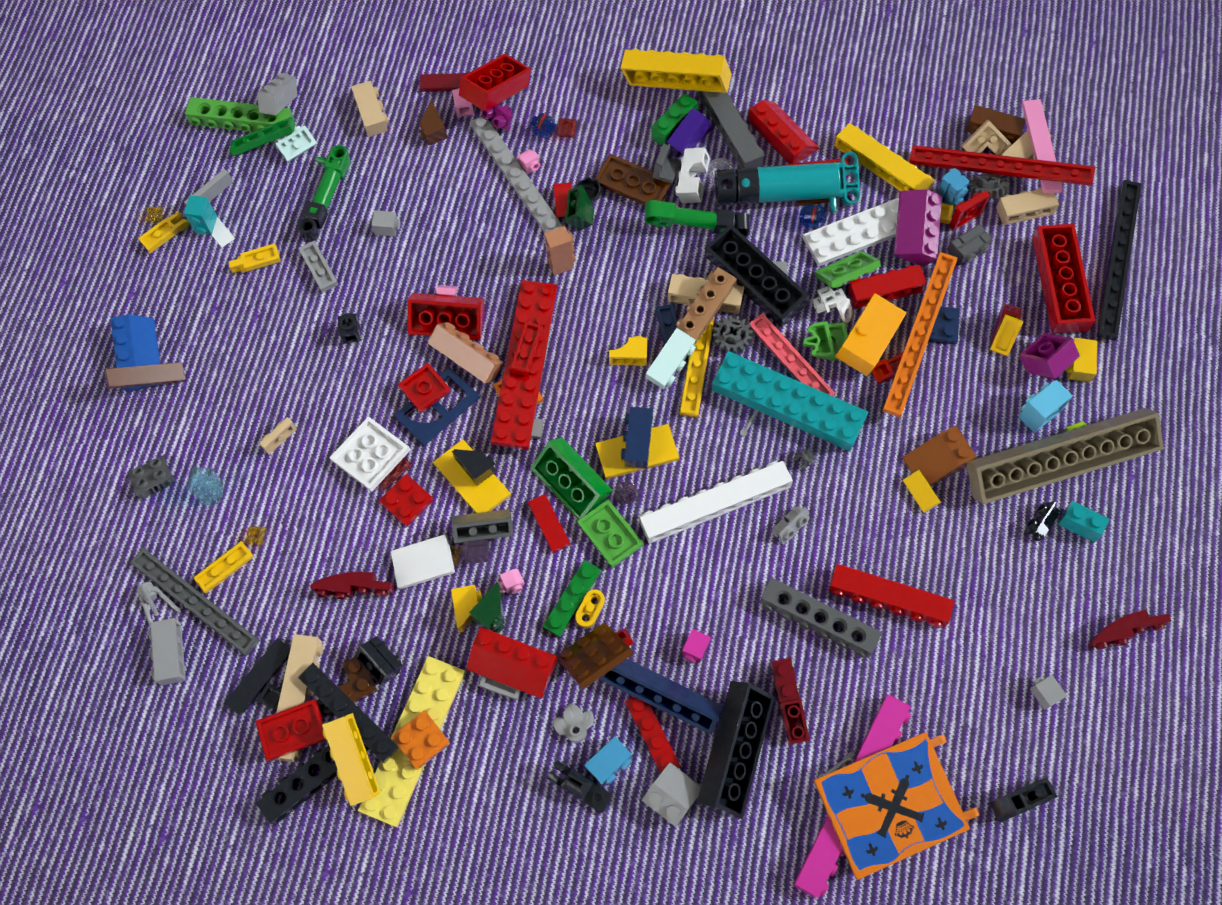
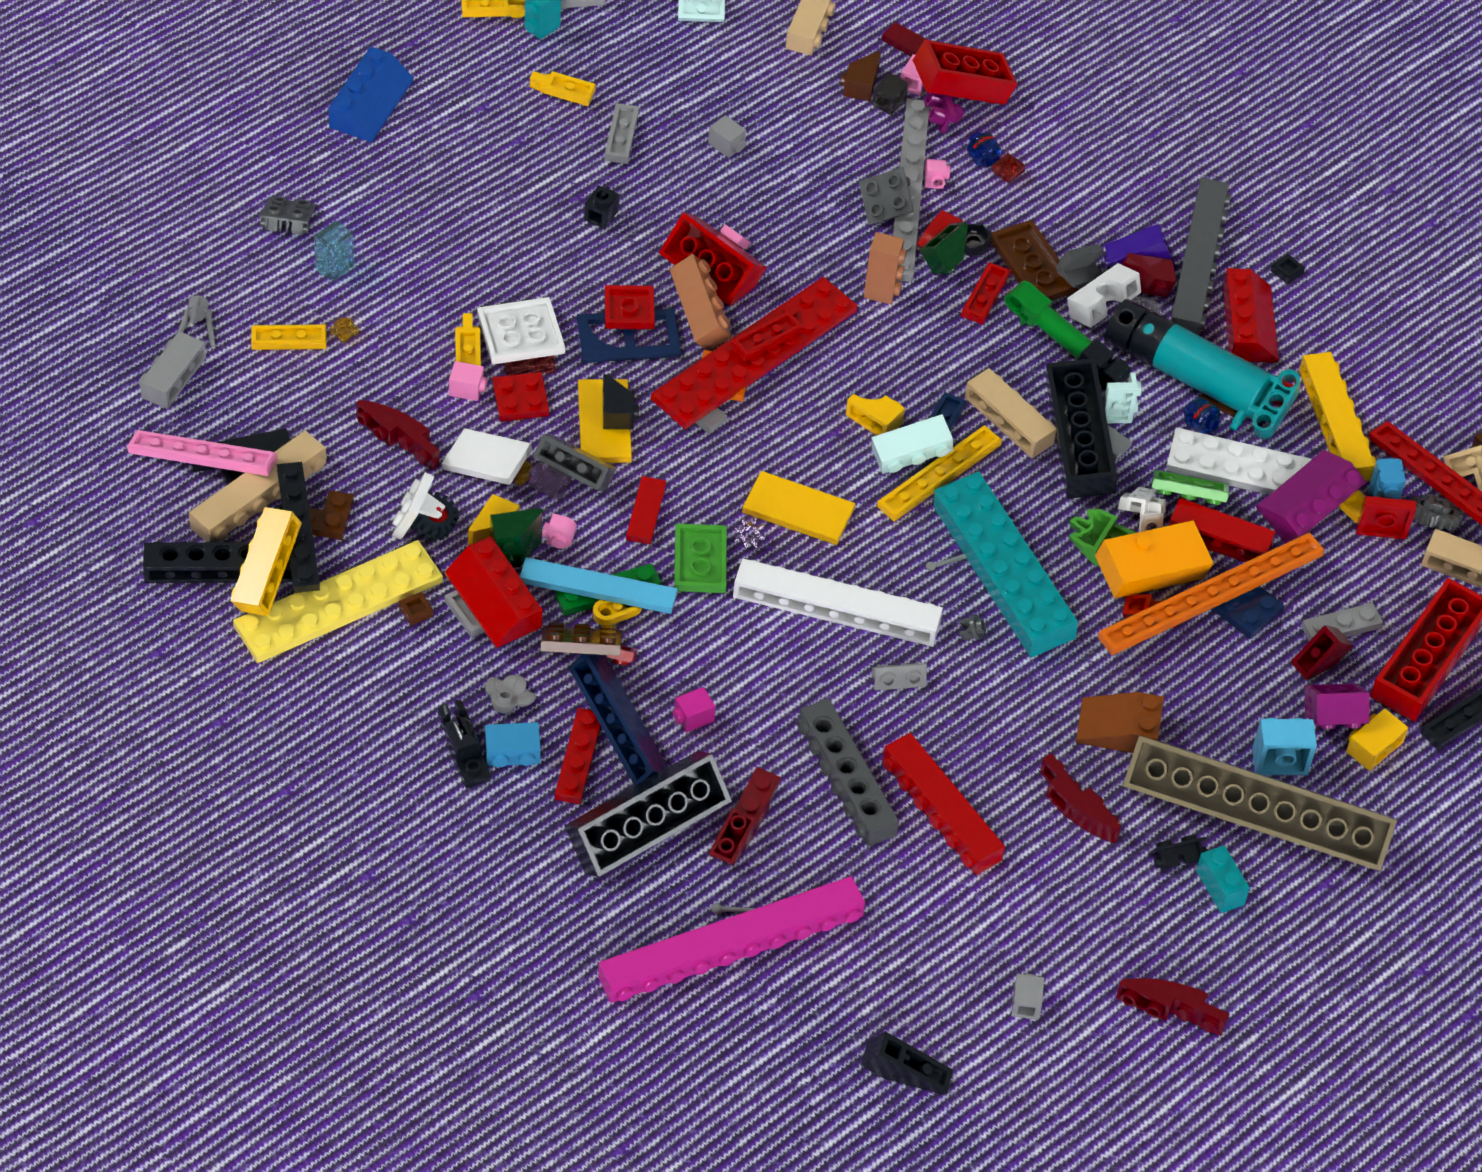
camera: 30 degrees right, 15 degrees down
(144, 375) = (360, 117): tile -> none
(195, 601) = (235, 348): dark grey tile -> none
(221, 233) = (550, 45): white sticker -> none
(238, 701) = (202, 452): none -> bright pink tile
(278, 435) = (443, 257): tan plate -> none
(290, 730) = (229, 504): red tile -> none
(316, 211) = (665, 81): green piece -> none
(345, 489) = (468, 341): none -> yellow hinge
(366, 515) = (467, 381): none -> bright pink brick
(378, 660) = (366, 509): black brick -> none
(418, 634) = (426, 512): none -> plate
(420, 740) = (346, 599): orange plate -> none
(458, 125) = (890, 94): none -> clear smoke brick
(467, 708) = (415, 608): none -> reddish brown plate
(515, 198) = (886, 196): none -> dark grey hinge
(568, 604) = (598, 585): none -> medium azure tile
(570, 478) = (706, 480): green slope -> none
(622, 221) = (985, 293): none -> red tile
(637, 437) = (809, 490): dark blue brick -> none
(672, 118) = (1120, 226): green brick -> none
(672, 794) = (546, 809): light grey slope -> none
(676, 70) = (1175, 180): yellow brick -> none
(707, 303) = (996, 416): medium nougat brick -> none
(711, 139) = (1155, 273): none -> dark red slope
(733, 332) = (1003, 468): dark grey gear -> none
(765, 237) = (1121, 400): none -> light aqua bracket
(774, 84) = (1287, 269): none -> black tile
(787, 354) = (1047, 524): coral plate -> none
(892, 805) = (764, 969): flag -> none
(921, 491) = (1071, 738): yellow tile -> none
(969, 534) = (1079, 806): none -> dark red slope
(970, 244) = (1357, 554): dark grey brick -> none
(997, 296) = (1348, 621): none -> light grey plate
(1006, 335) = (1309, 658): yellow tile -> none

